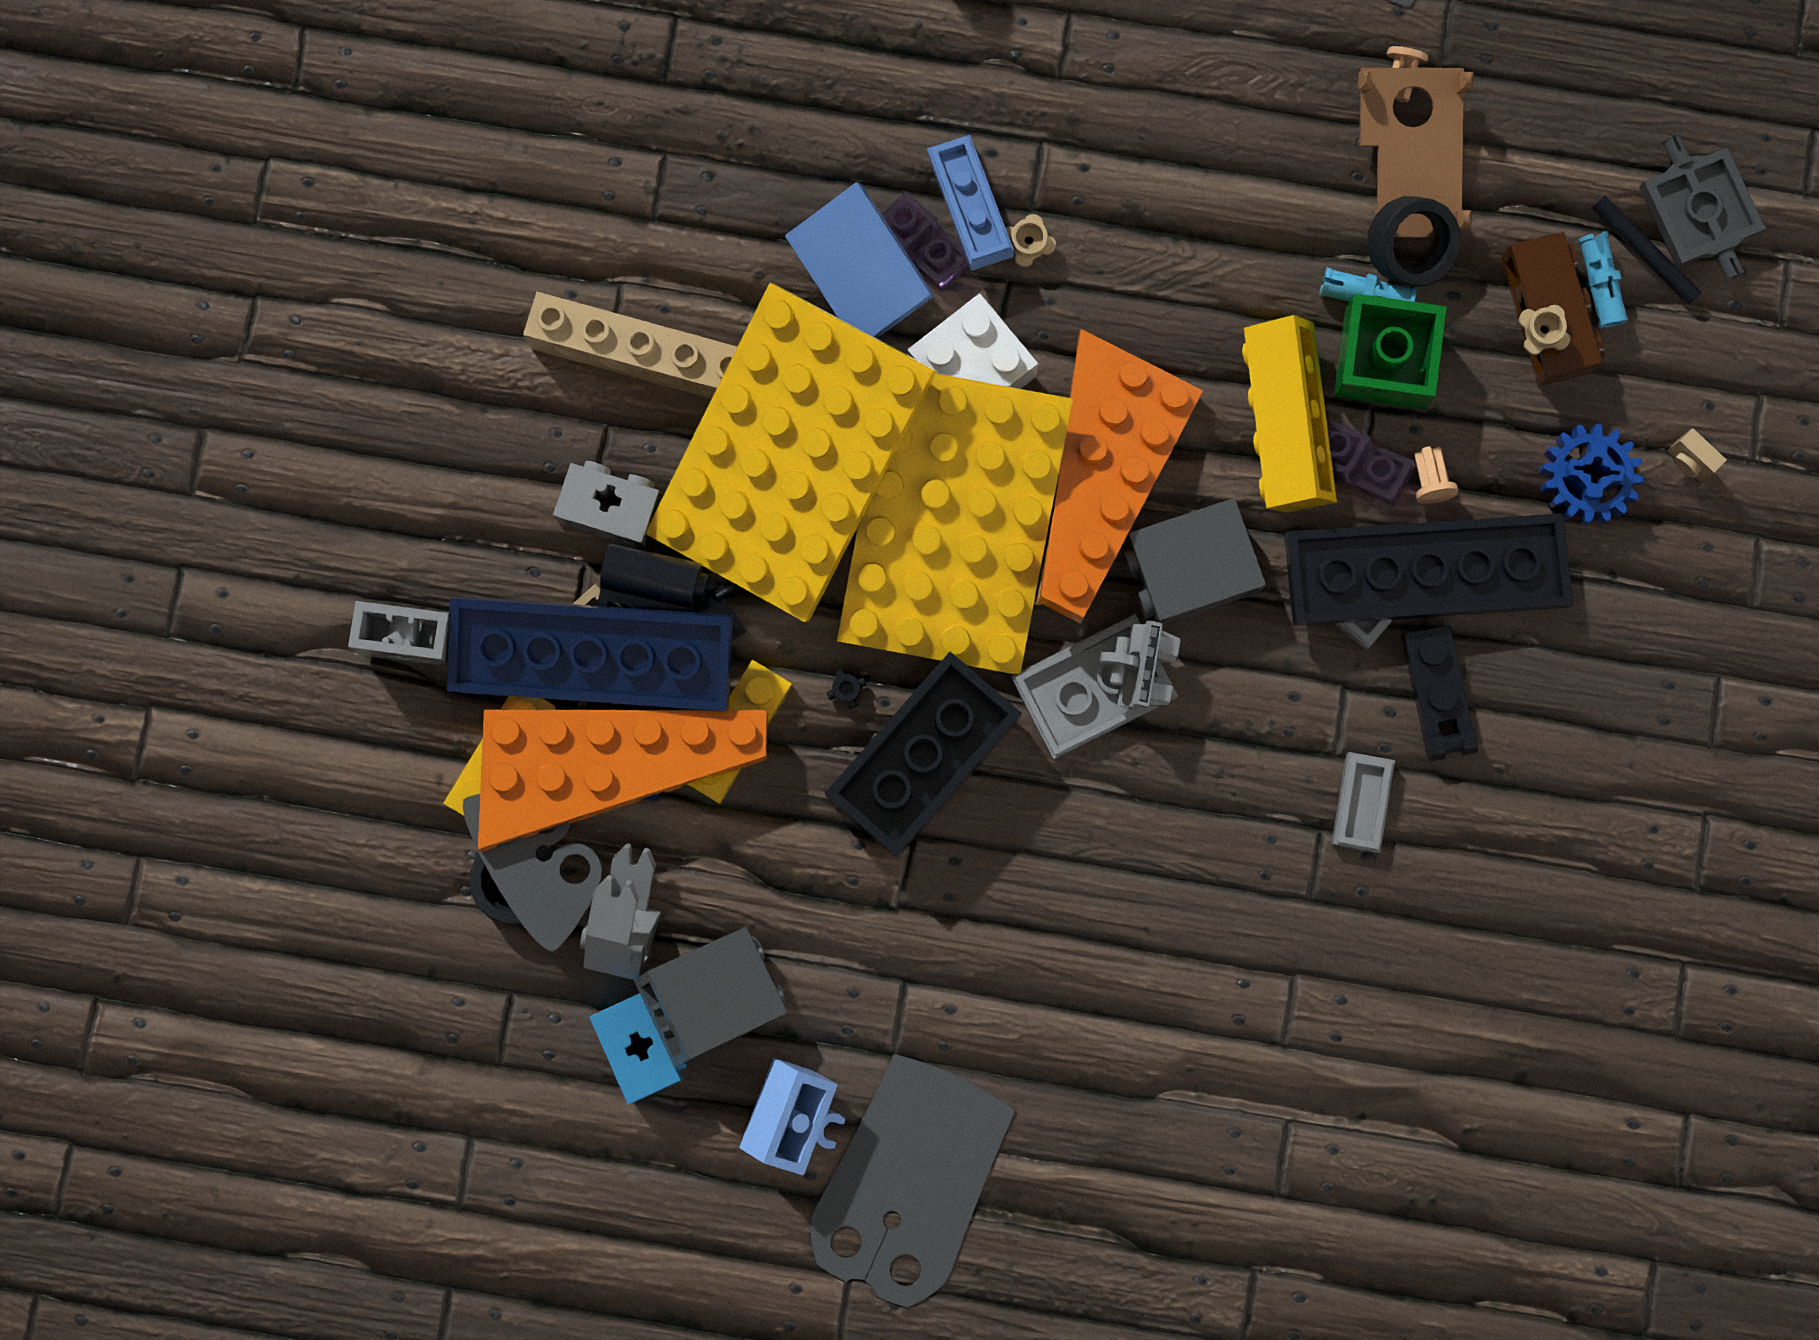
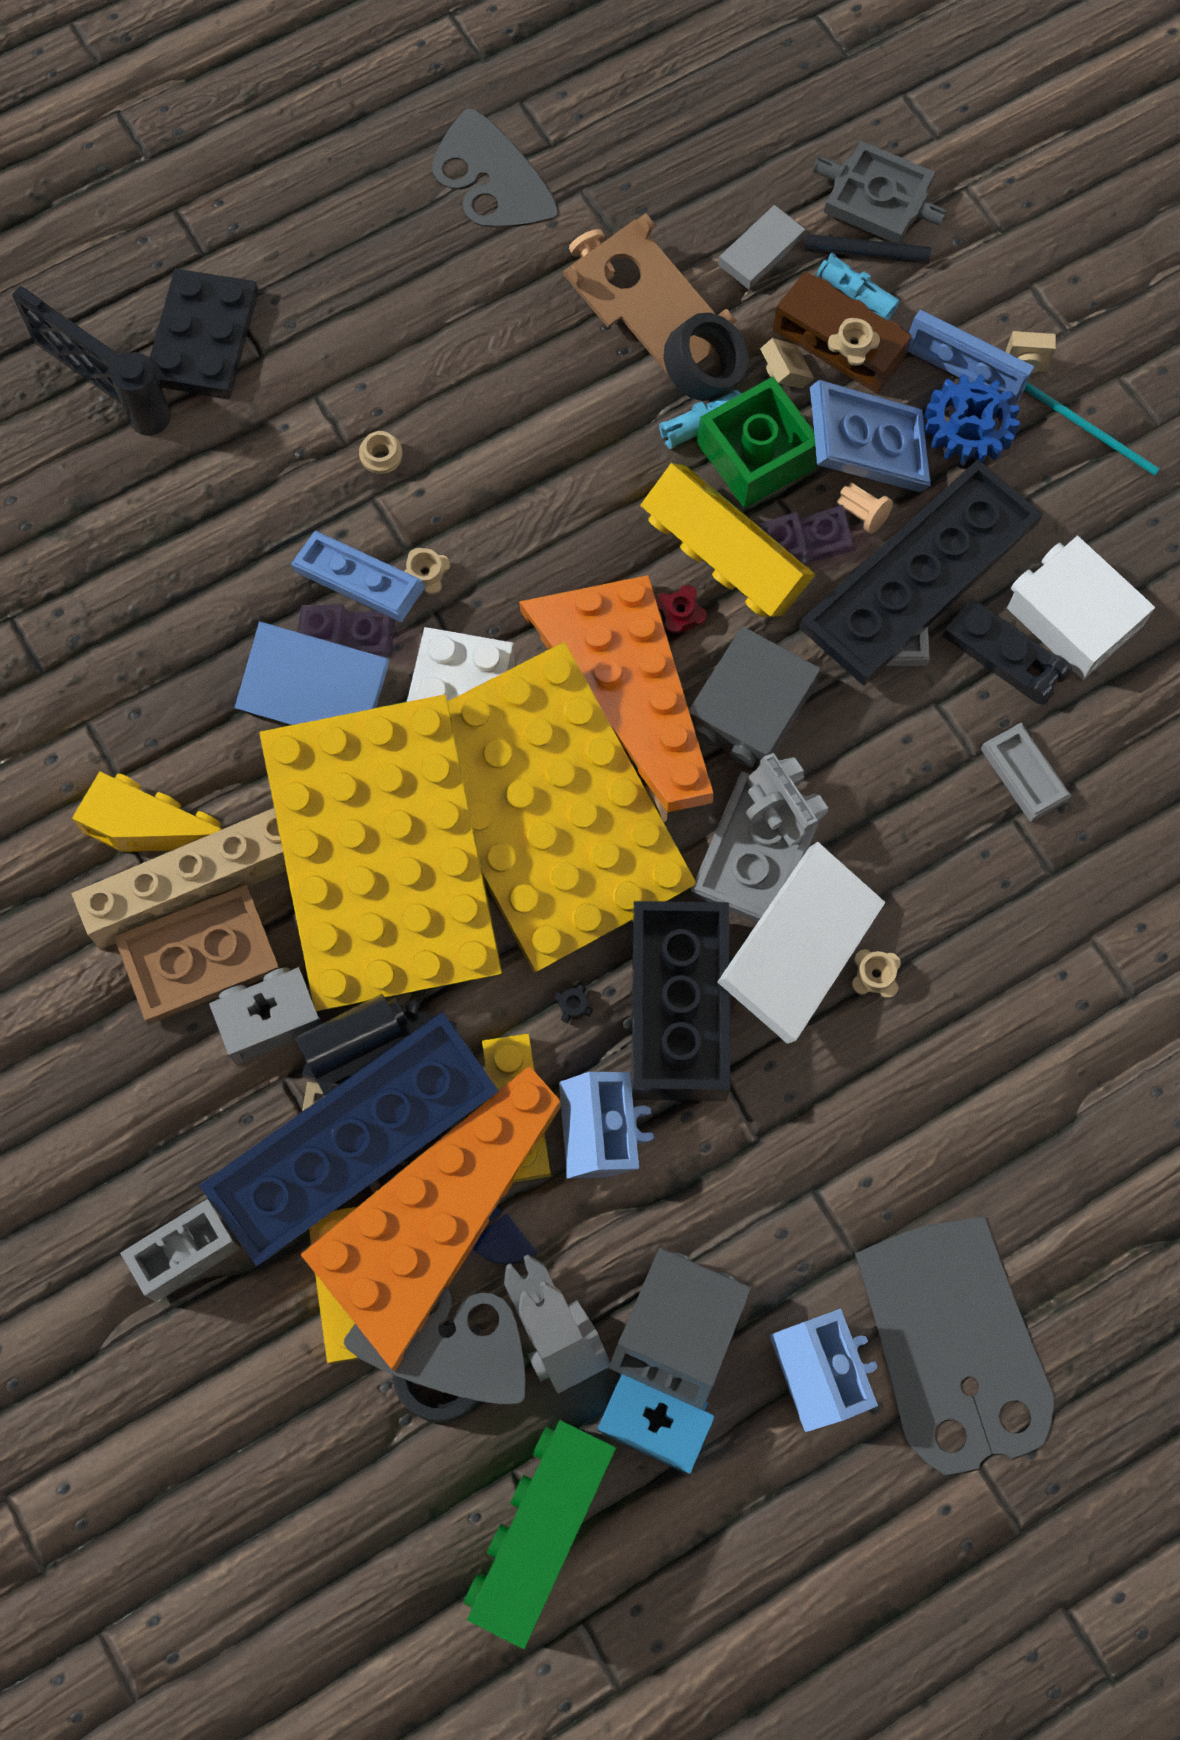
camera: 45 degrees left, 10 degrees down
(486, 1055) = (540, 1535): none -> green brick
(597, 414) = (196, 954): none -> medium nougat plate
(633, 268) = (135, 821): none -> yellow slope
(642, 824) = (503, 1243): none -> clear blue tile
(783, 800) = (600, 1125): none -> light blue brick
(1055, 790) = (801, 943): none -> white tile
(1078, 96) = (380, 442): none -> tan plate
(1097, 874) = (885, 963): none -> tan plate
(1196, 450) = (681, 621): none -> dark red plate
(1479, 300) = (786, 363): none -> tan plate
(1486, 422) = (869, 436): none -> medium blue tile
(1531, 705) = (1079, 606): none -> white brick
(1556, 176) = (761, 247): none -> light grey tile
(1638, 417) = (966, 354): none -> medium blue tile
(1680, 520) = (1087, 426): none -> teal axle

